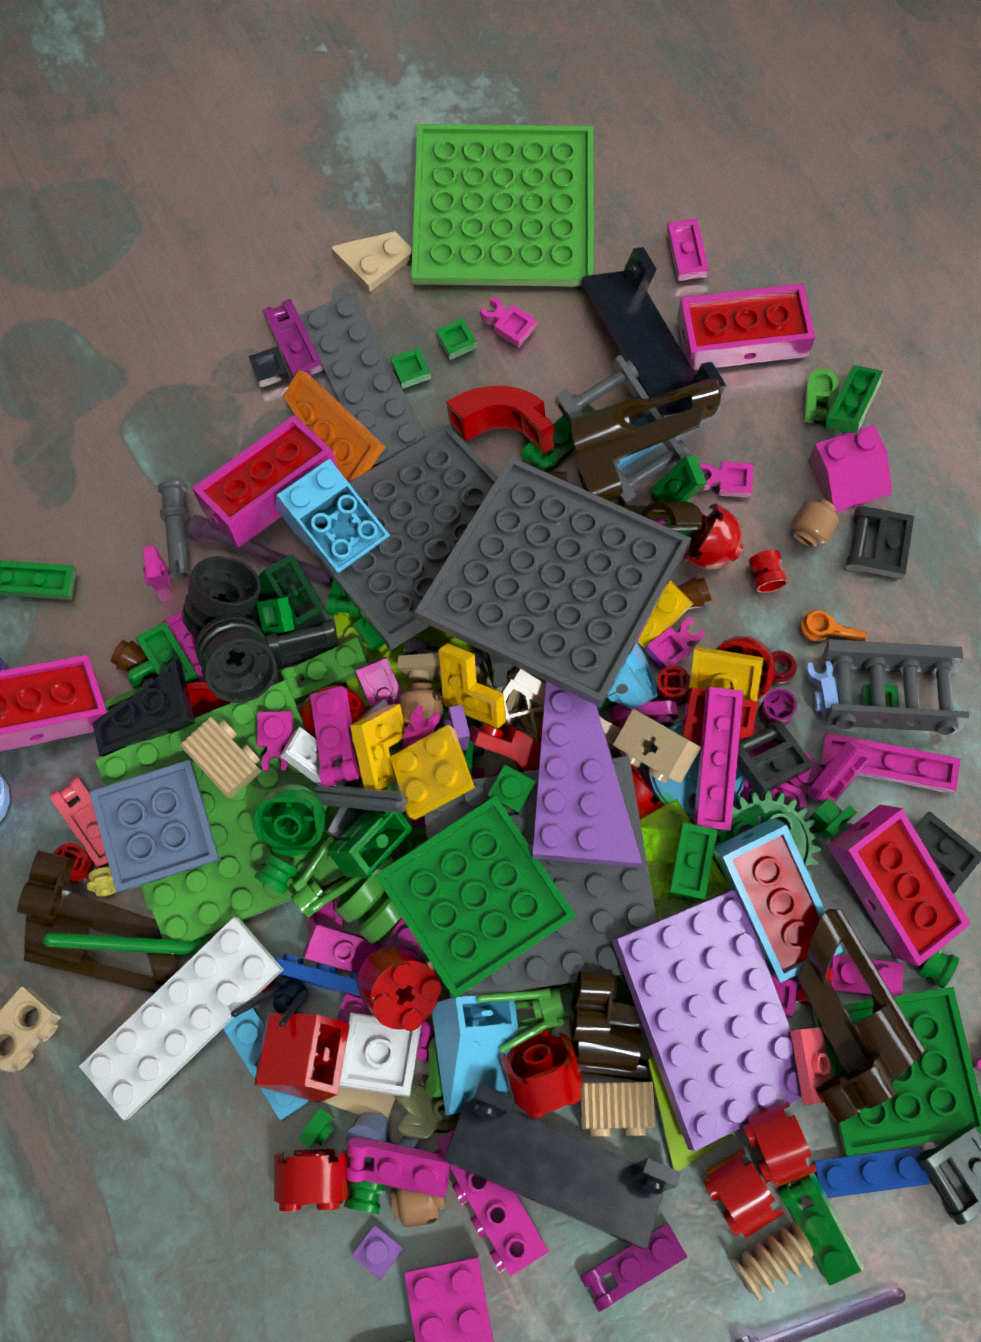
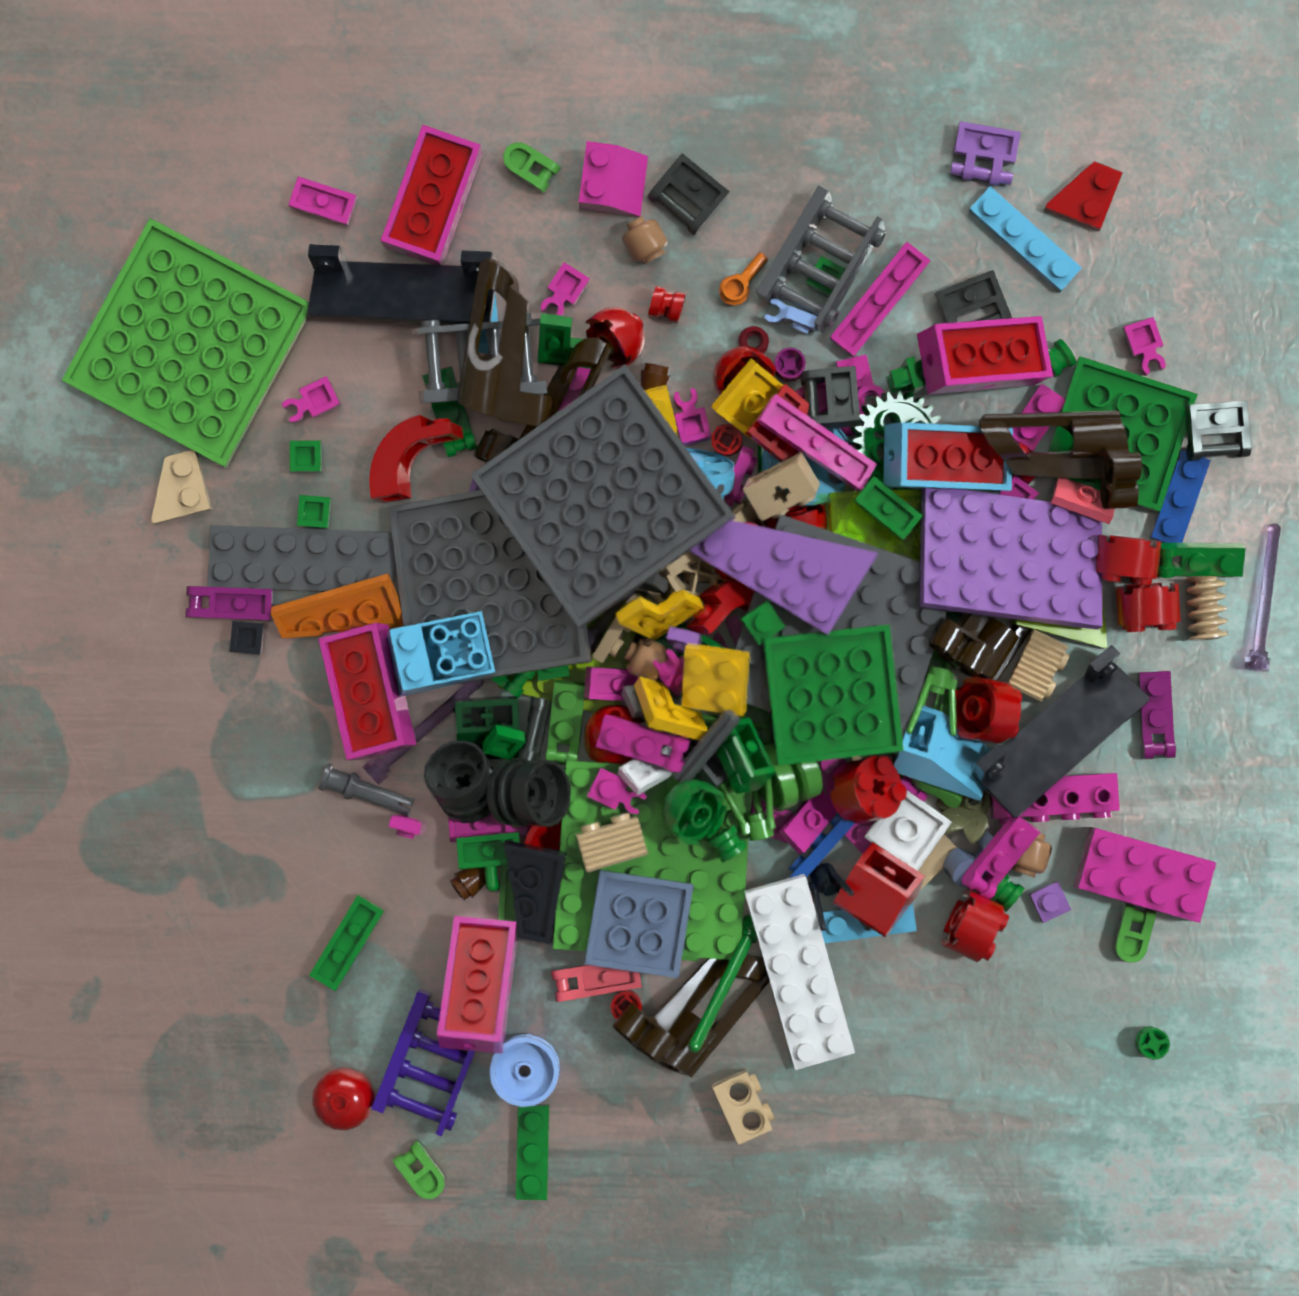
camera: 60 degrees left, 15 degrees up
(101, 882) = (654, 988): light yellow plate -> none
(318, 1129) = (938, 904): green plate -> none
(840, 771) = (870, 346): dark pink plate -> none
(854, 399) = (551, 141): green plate -> none

